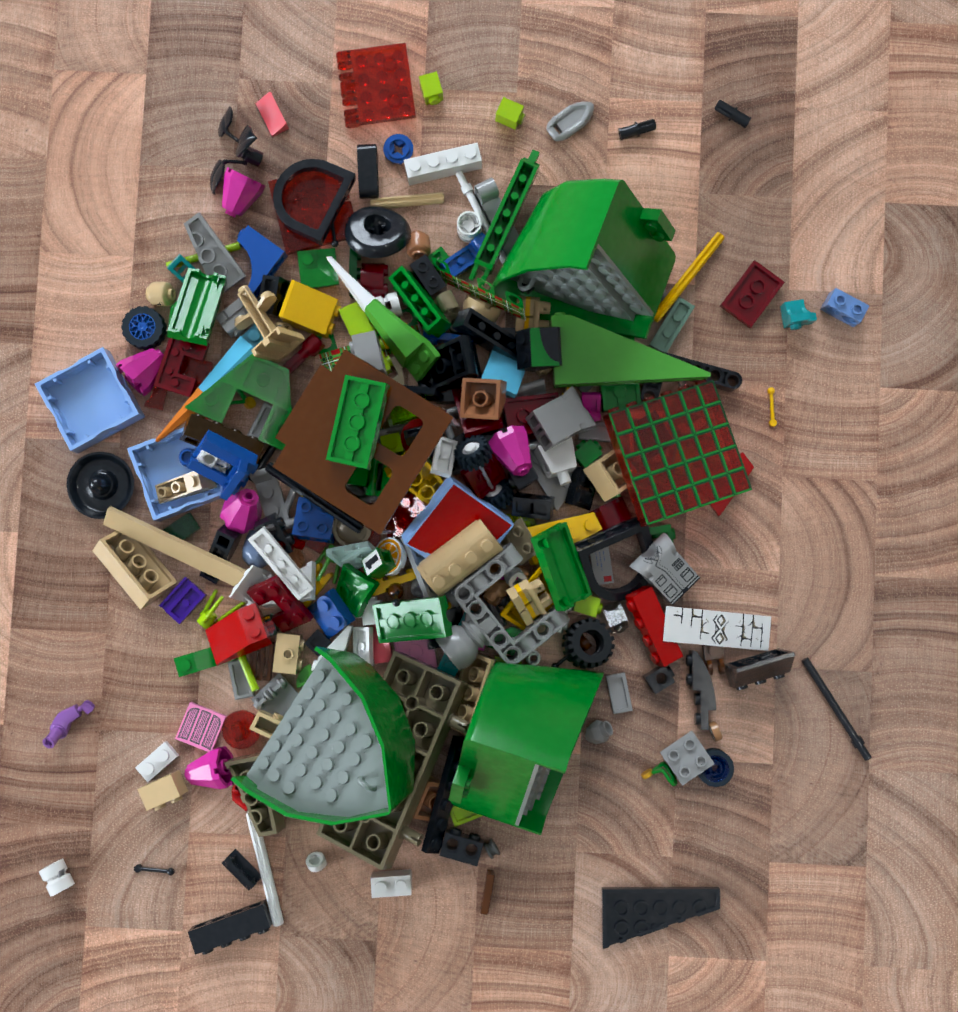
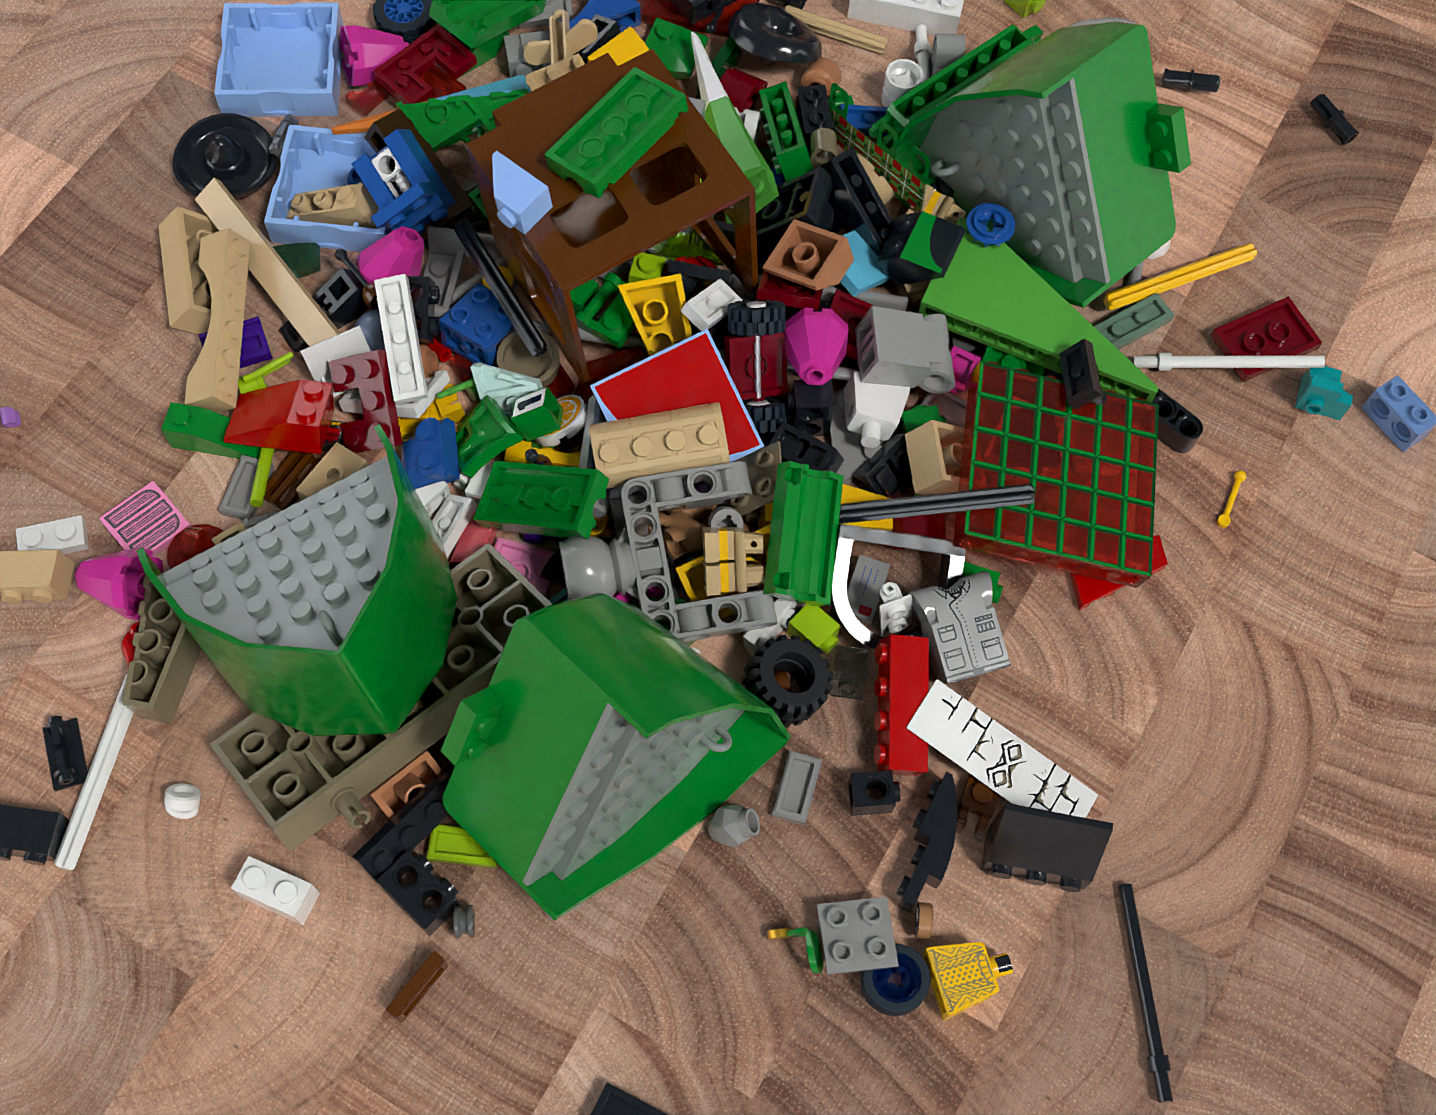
camera: 25 degrees right, 20 degrees down
(122, 441) = (278, 141): none -> flat silver axle
(186, 627) = (216, 372): none -> tan arch
(243, 534) = (369, 291): none -> hinge
(323, 492) = (518, 195): none -> light blue slope
(576, 307) = (1002, 224): none -> blue gear
(624, 575) = (896, 610): none -> white hinge
(625, 515) = (937, 503): none -> black axle
(666, 392) = (1081, 375): none -> black tile
(703, 338) = (1166, 361): none -> white bar
(747, 748) = (964, 975): none -> yellow torso

